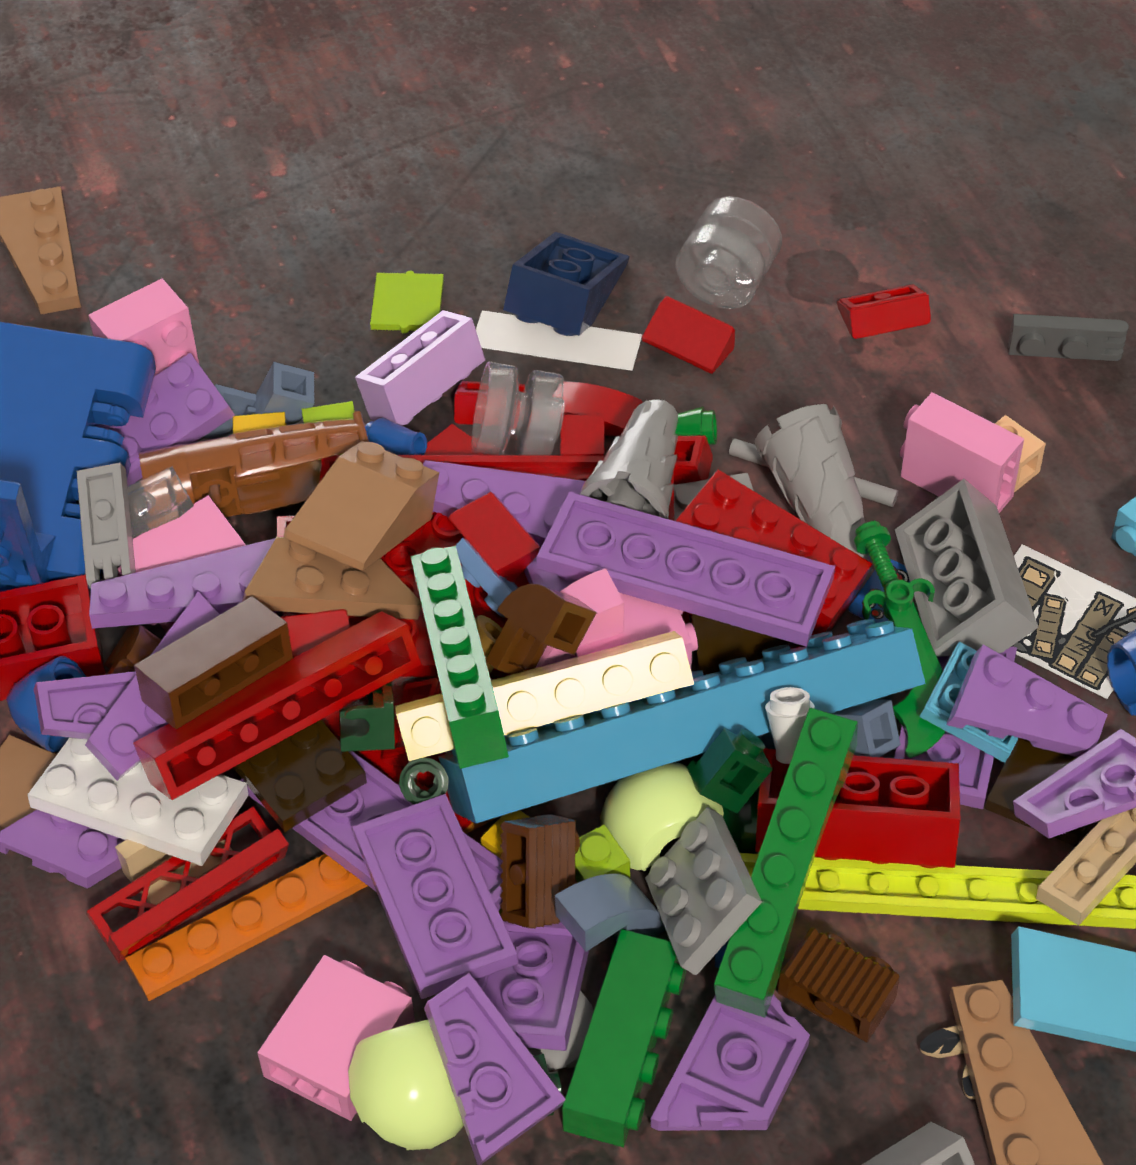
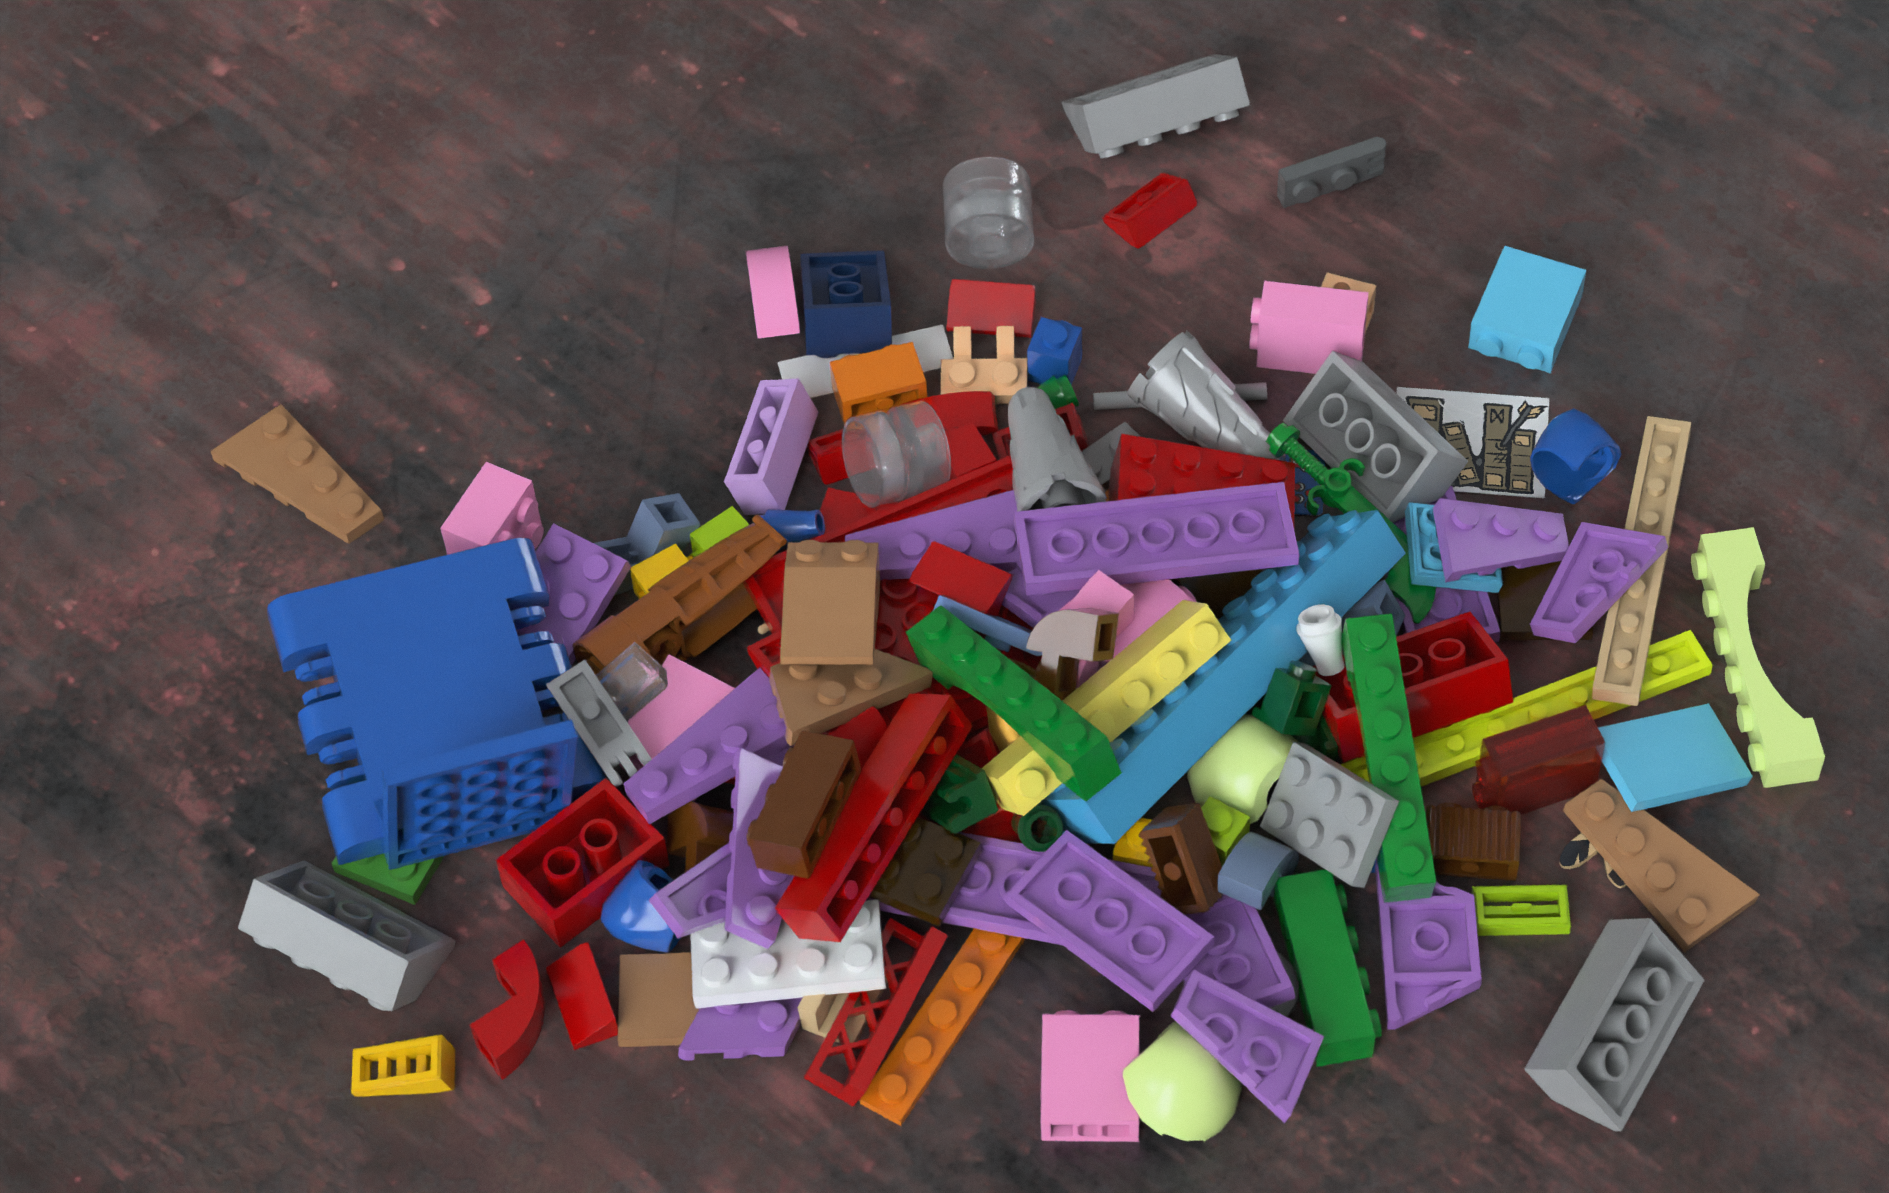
camera: 25 degrees left, 5 degrees up
(405, 300) = (701, 383): lime piece -> none
(504, 244) = (772, 292): none -> bright pink brick
(551, 349) = (877, 380): none -> orange brick
(639, 381) = (1000, 375): none -> light nougat plate
(719, 387) = (1054, 351): none -> blue brick
(850, 1074) = (1522, 917): none -> lime tile
(941, 225) = (1157, 104): none -> light grey slope
(943, 934) = (1539, 762): none -> clear red brick

